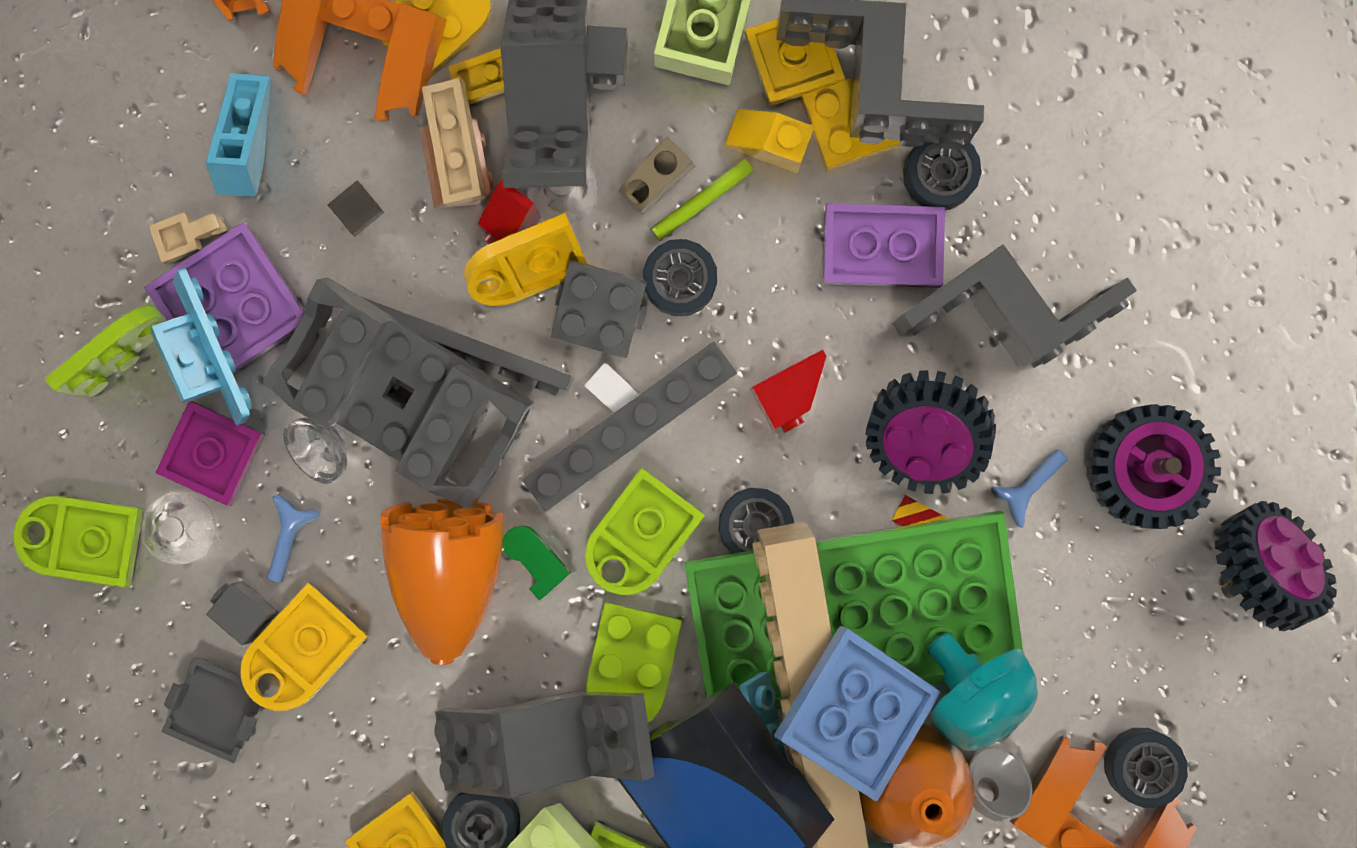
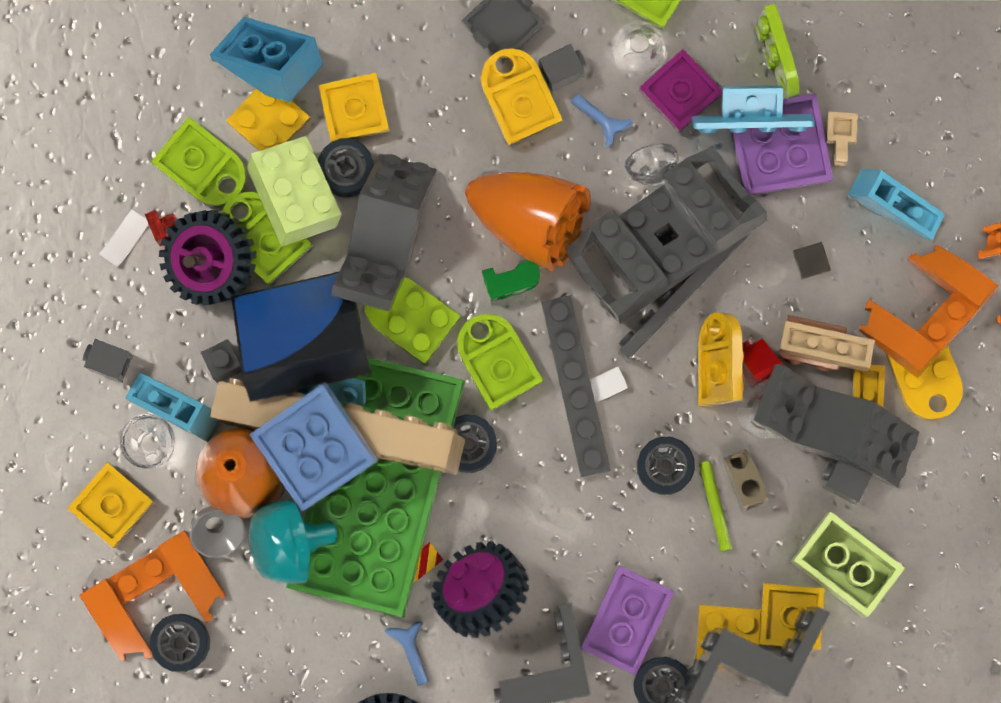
camera: 115 degrees right, 5 degrees down
(599, 309) = (667, 398): dark grey piece -> none
(770, 137) = (738, 572): yellow slope -> none
(790, 392) = (550, 507): red slope -> none

